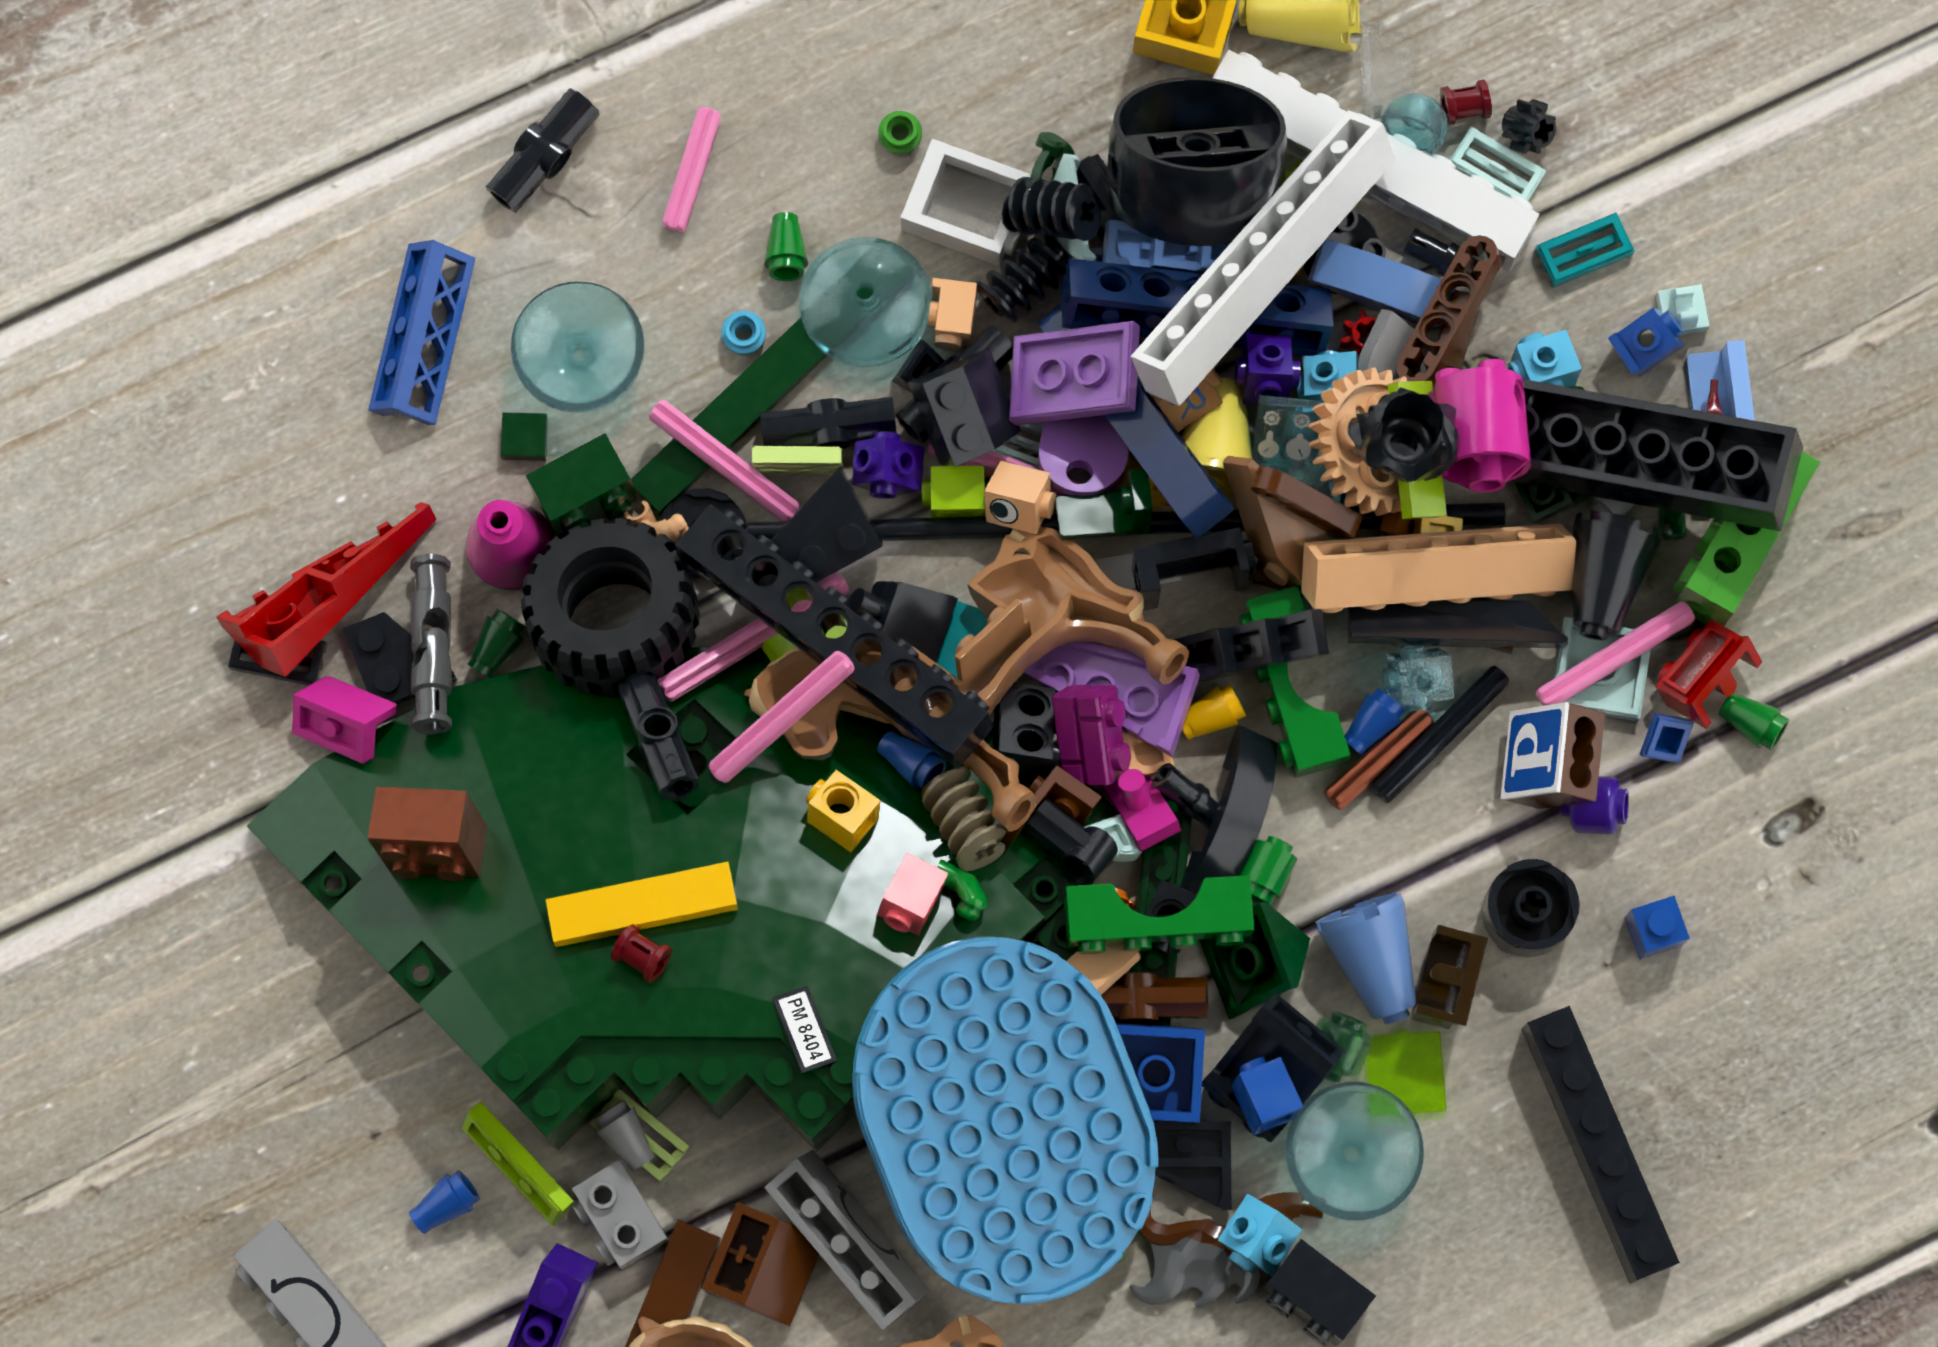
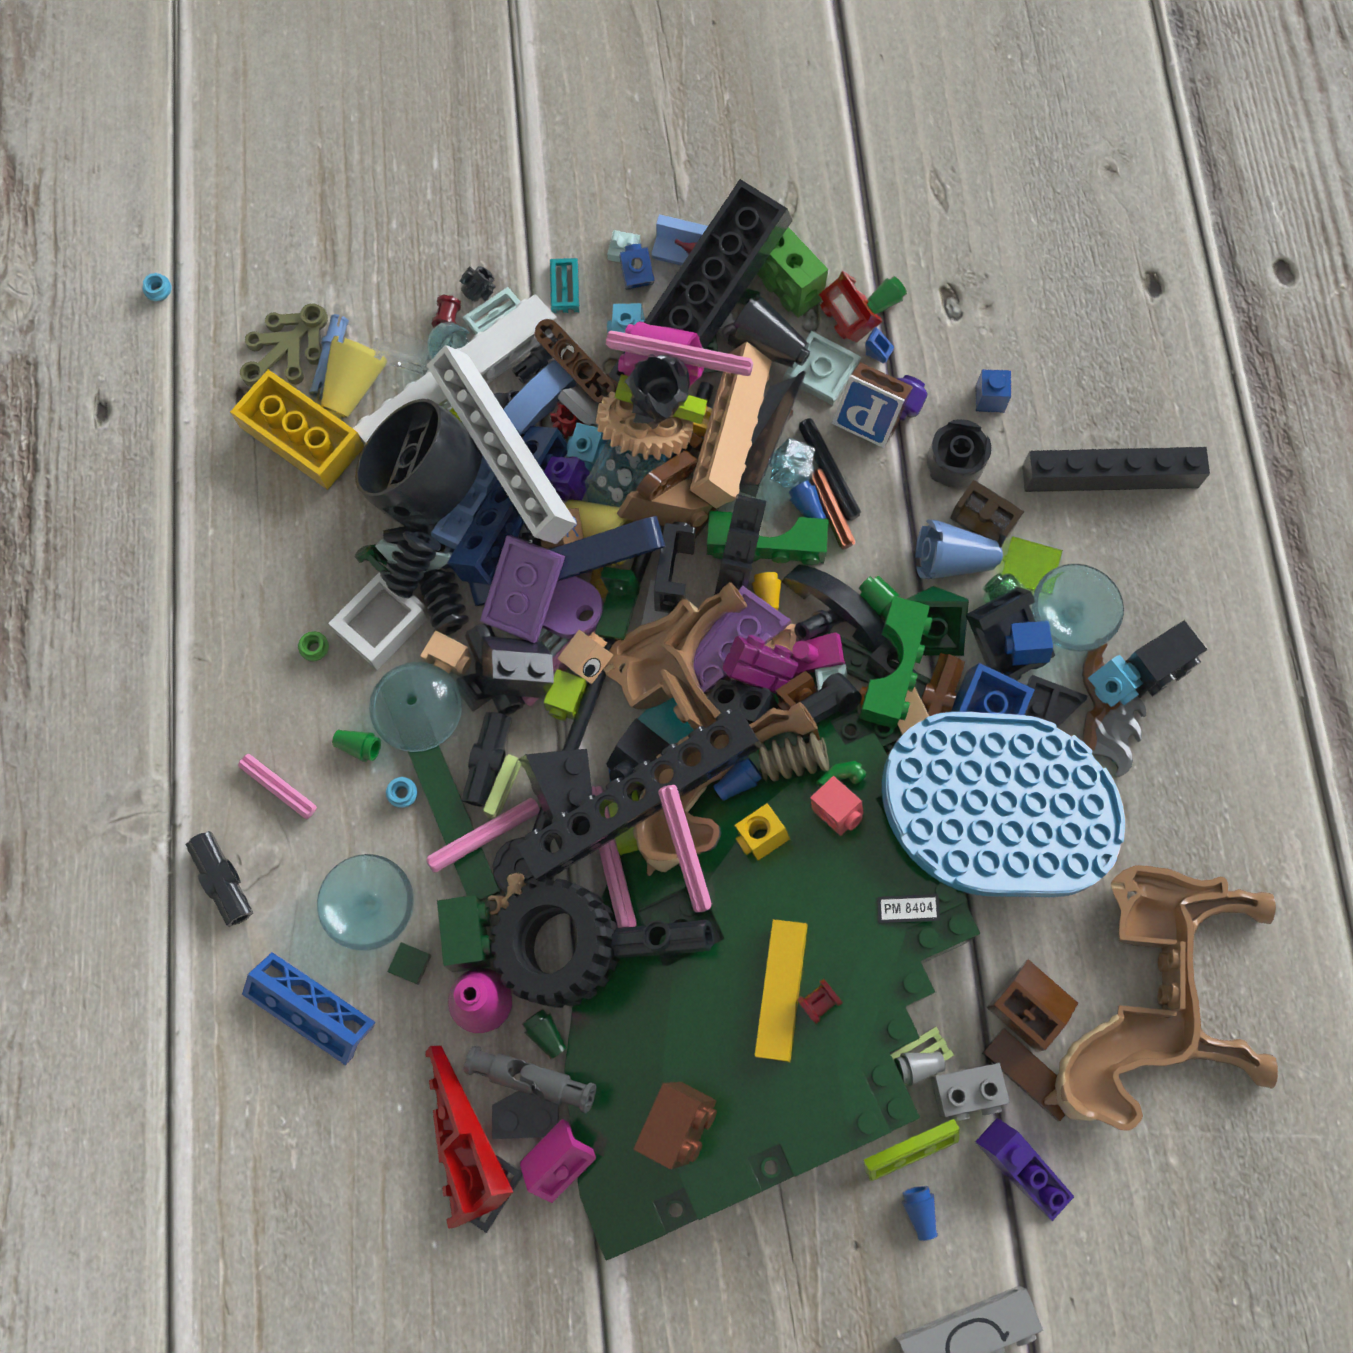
camera: 70 degrees left, 5 degrees down
(847, 1239) = (1036, 942): light grey brick -> none
(879, 466) = (531, 730): dark purple brick -> none
(1473, 445) = (686, 354): none -> bright pink axle
(1616, 654) = (820, 353): bright pink axle -> none

